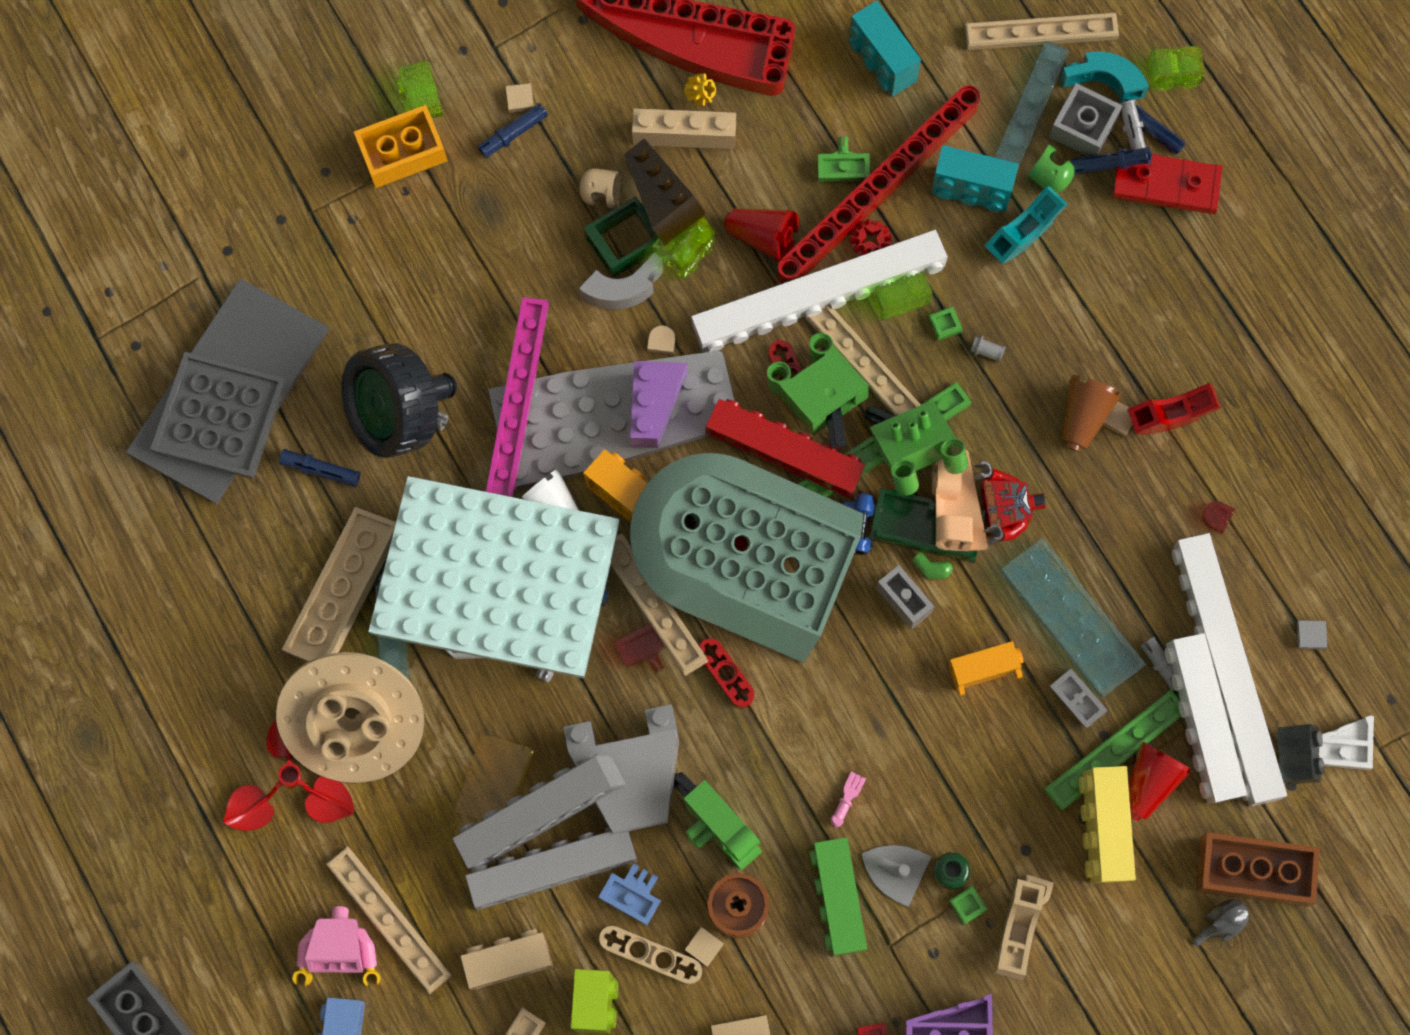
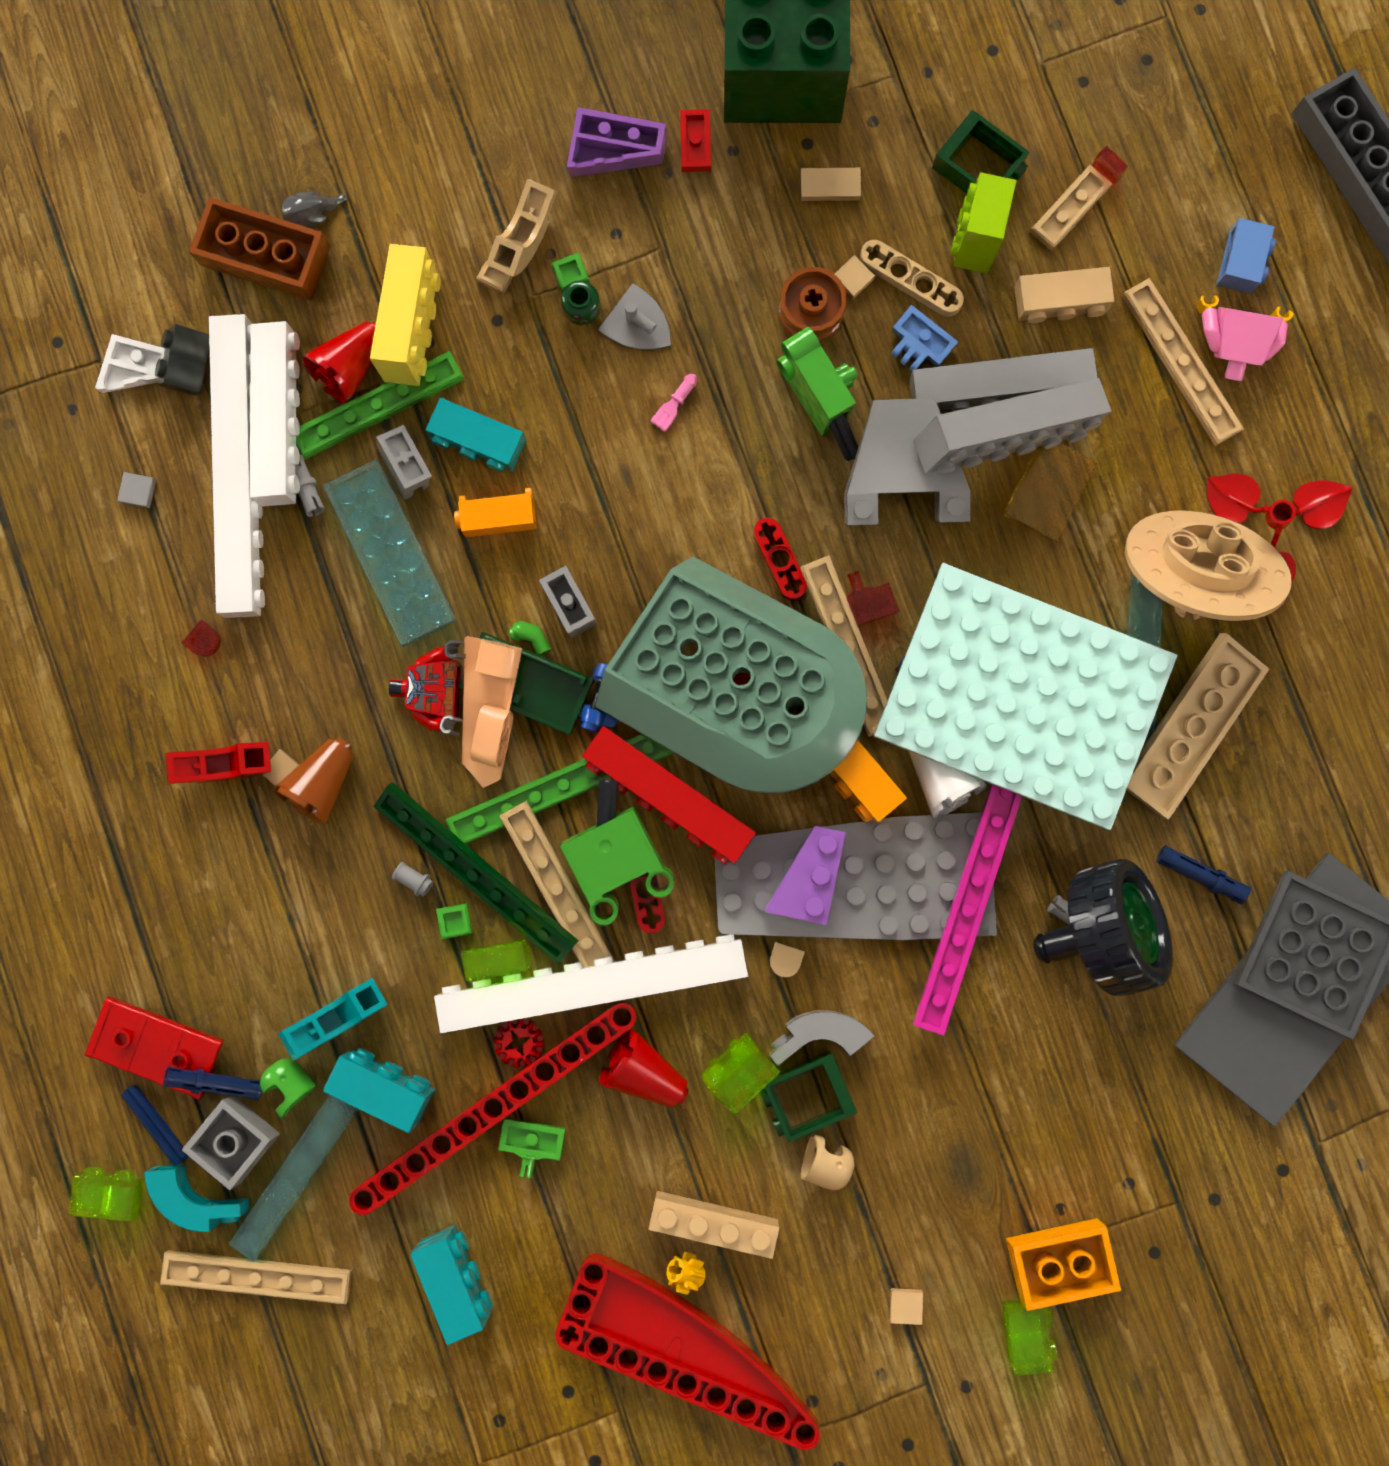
camera: 165 degrees left, 10 degrees up
(518, 126) = (922, 1262): dark blue pin -> none
(664, 196) = (756, 1132): dark brown wedge -> none
(839, 897) = (703, 299): bright green brick -> none
(914, 442) = (521, 773): bright green piece -> none
(936, 363) = (475, 873): none -> dark green tile
(1020, 733) = (475, 435): none -> teal brick
(1132, 125) = (177, 1104): light grey pin -> none

